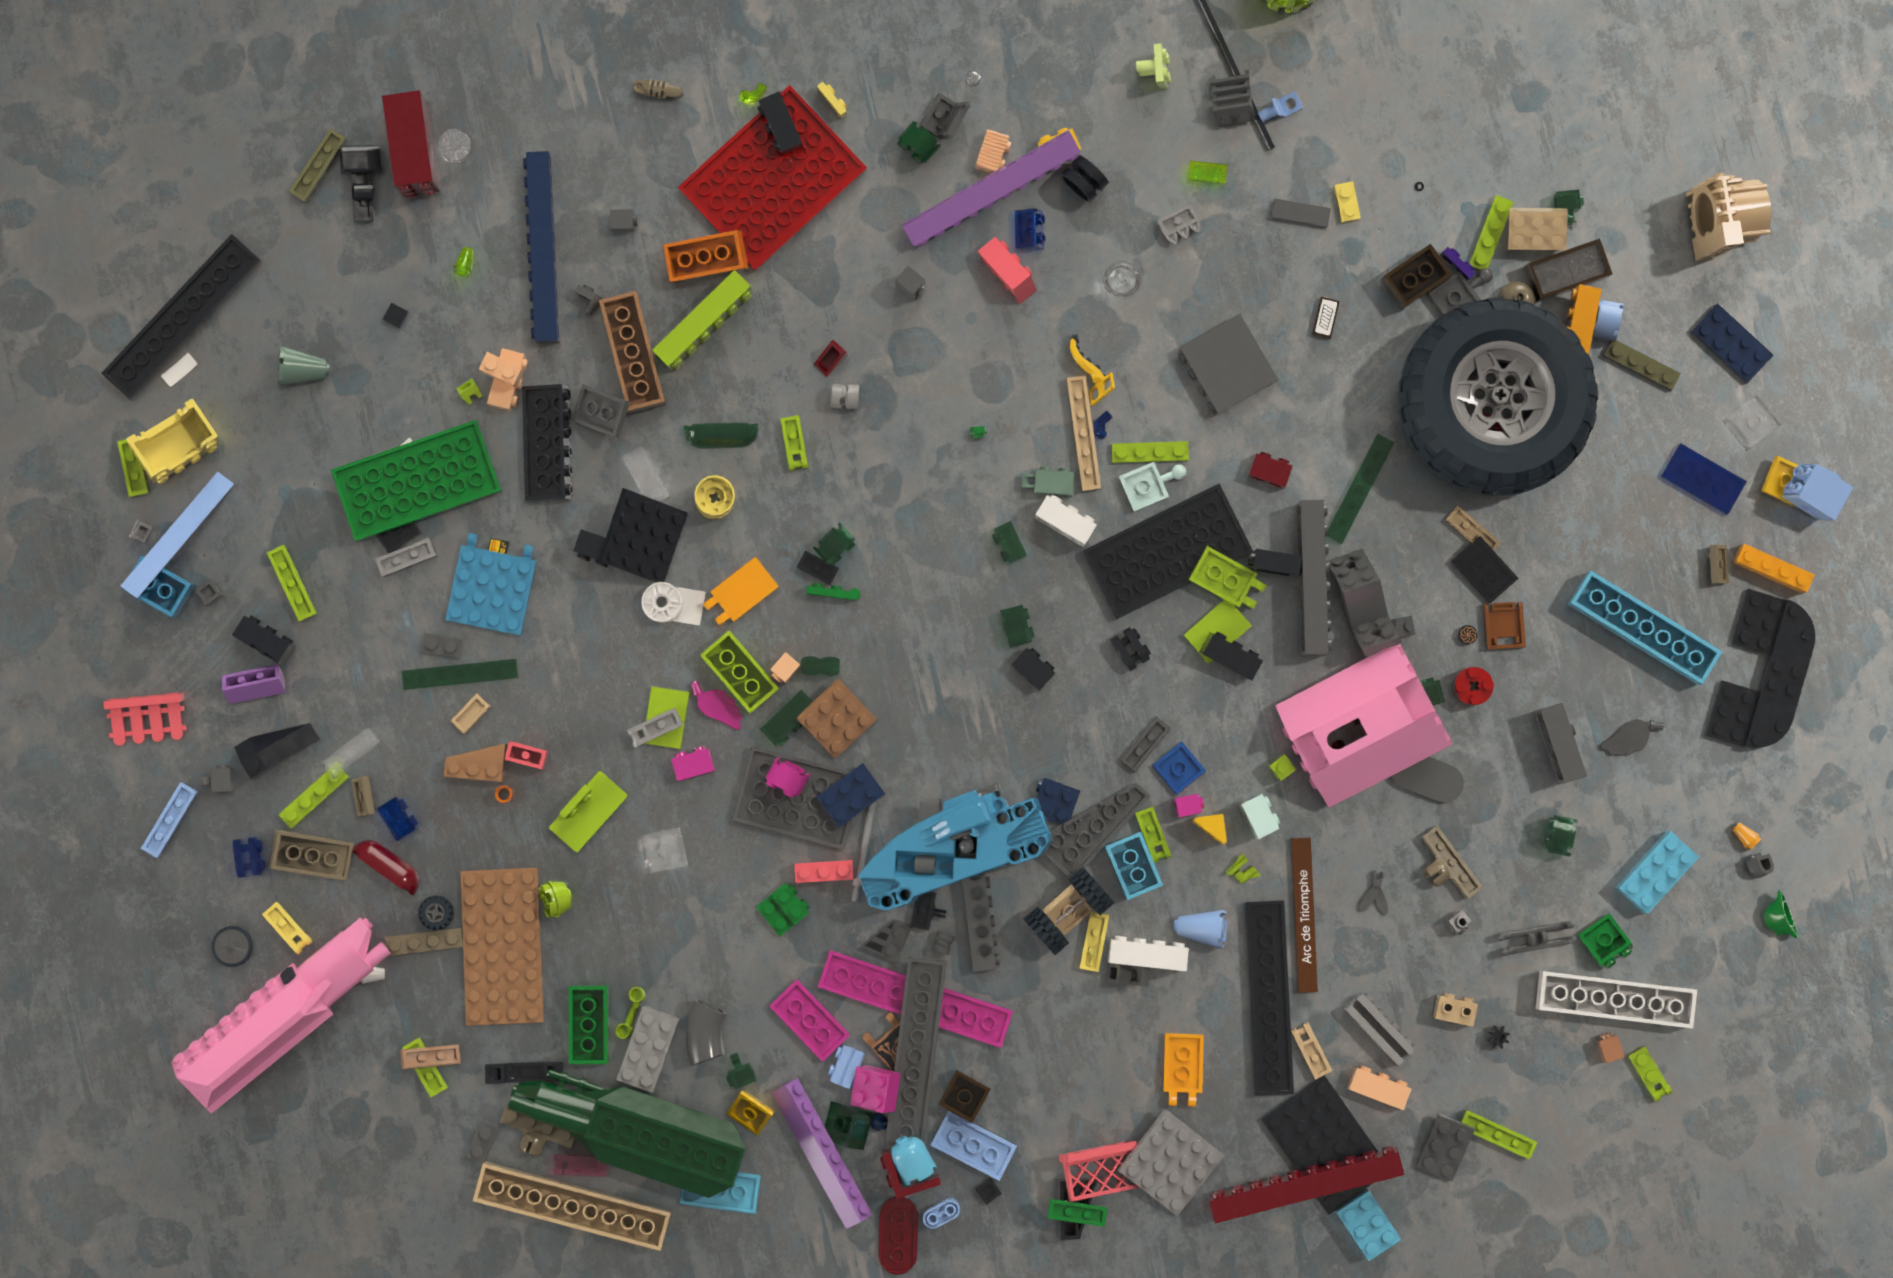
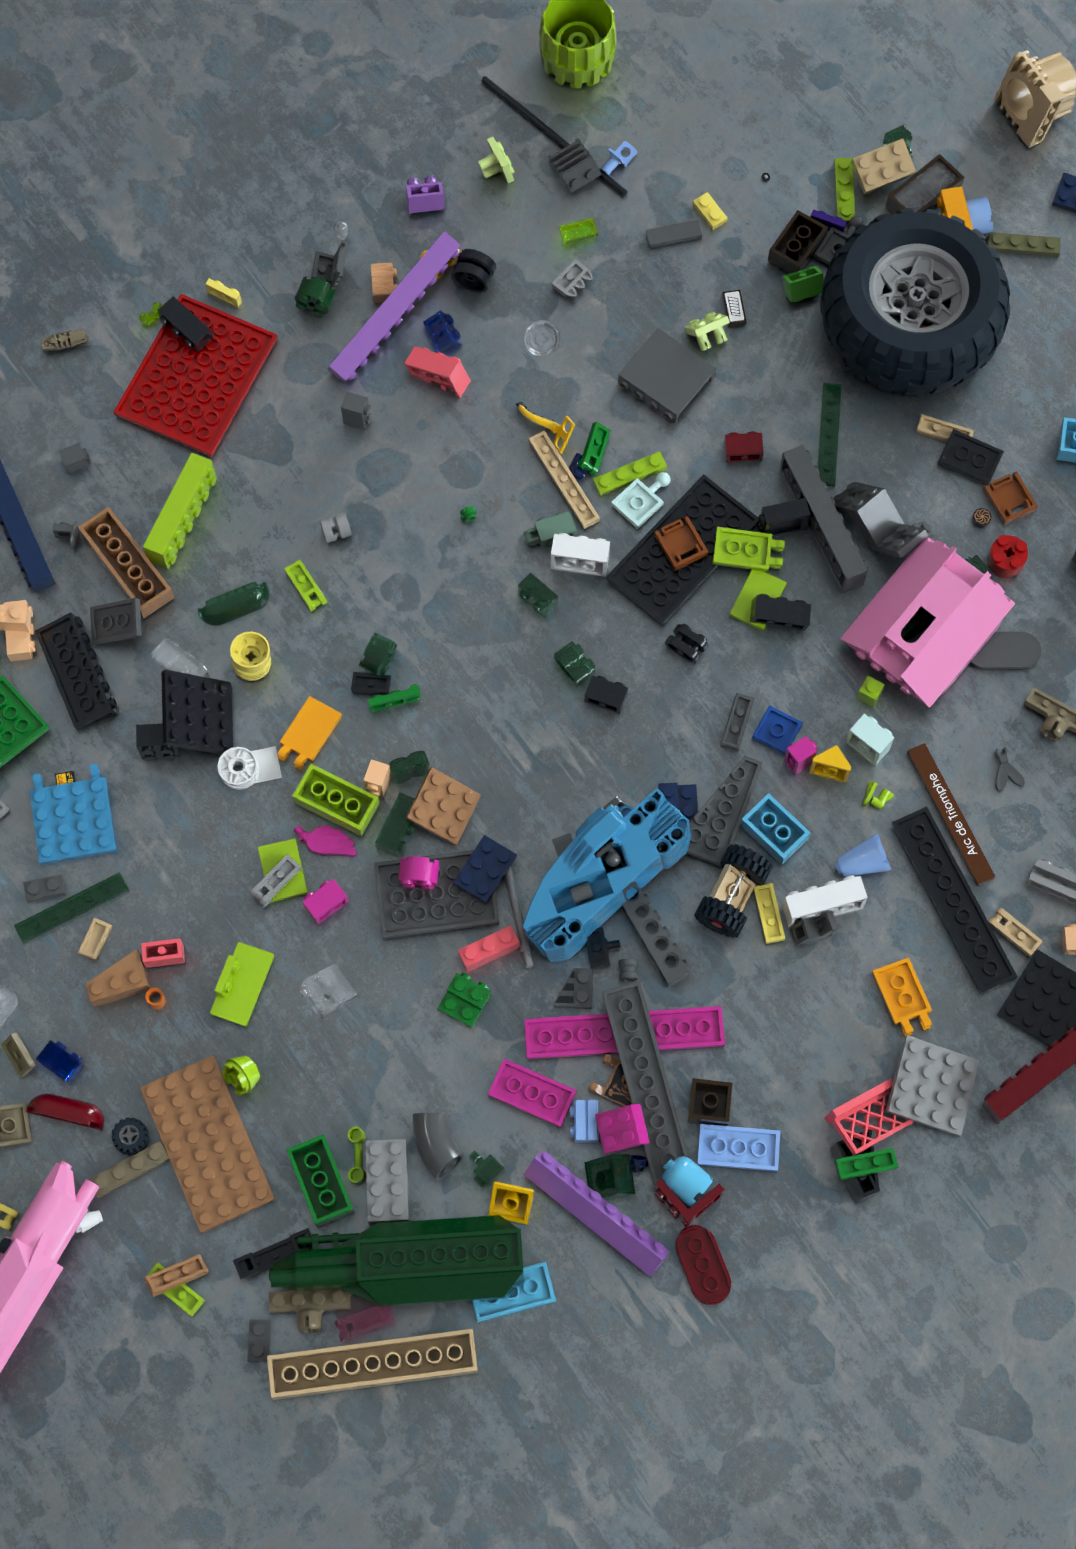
camera: 20 degrees left, 15 degrees down
(705, 256) = (160, 456): orange brick -> none
(830, 358) = (310, 500): dark red slope -> none
(941, 1213) = (735, 1224): light blue brick -> none
(988, 1191) = (771, 1186): black tile -> none
(1070, 75) = (424, 196): none -> medium lavender brick
(1126, 413) = (594, 448): none -> green plate
(1152, 833) = (779, 792): lime plate -> none
(1166, 544) = (680, 540): none -> dark orange container
(1287, 330) = (711, 322): none -> yellowish green plate
(1403, 323) = (803, 284): none -> bright green brick

